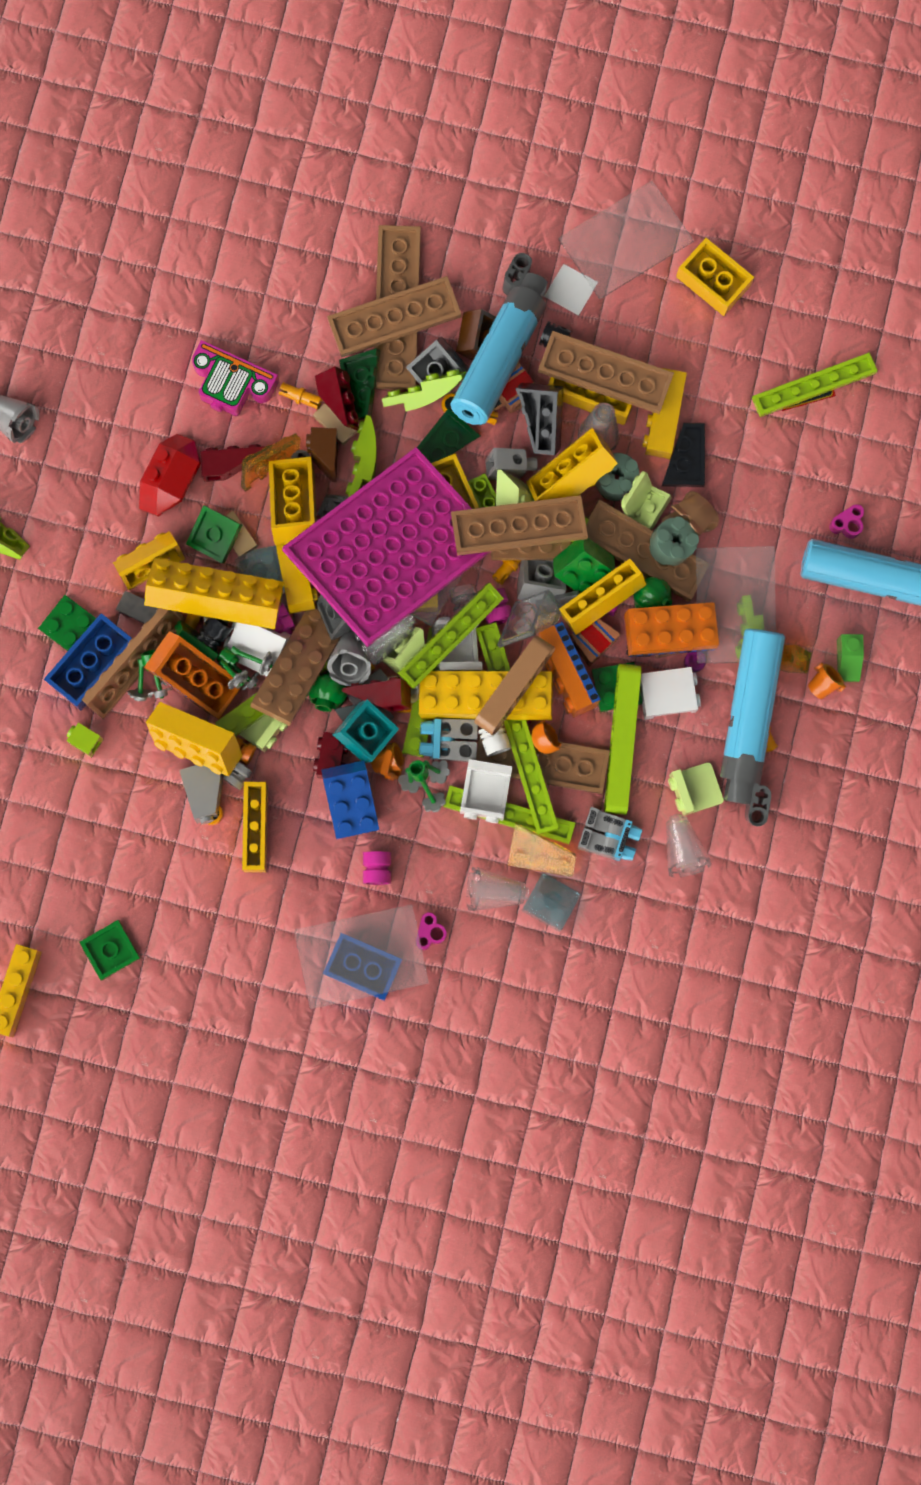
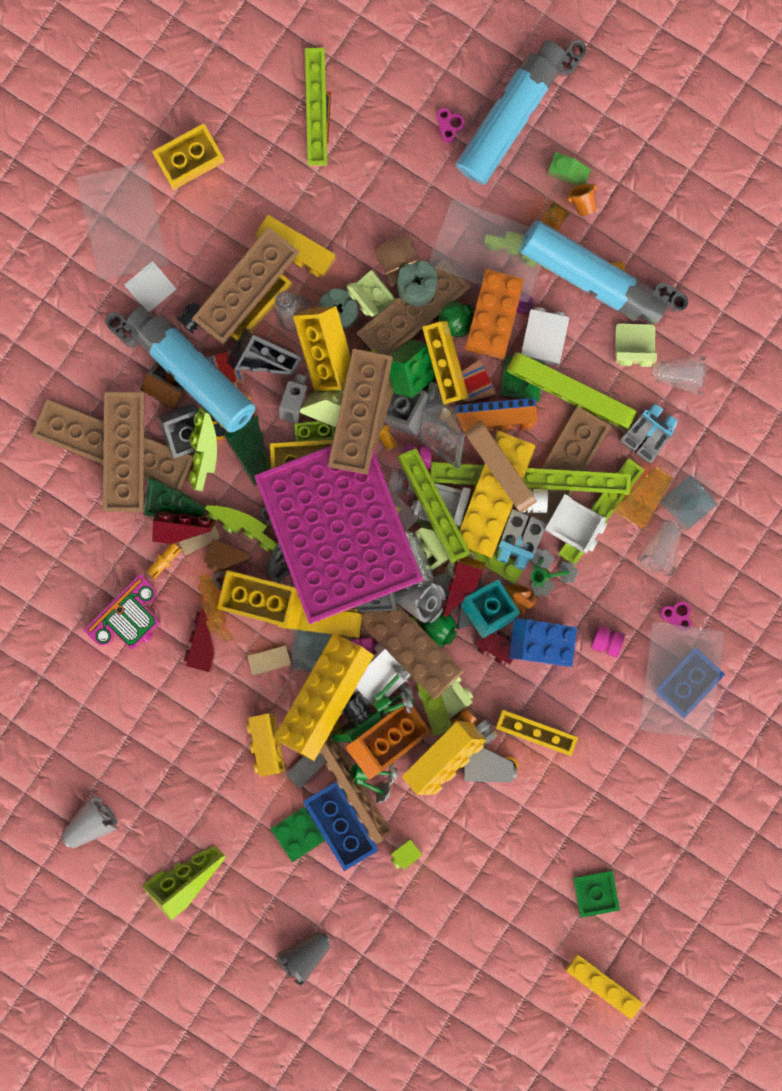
camera: 65 degrees left, 5 degrees up
(168, 474) = (195, 699): red wedge -> none
(214, 534) = (264, 679): green plate -> none
(545, 738) = (549, 457): orange hair -> none
(688, 458) = (344, 242): black wing -> none

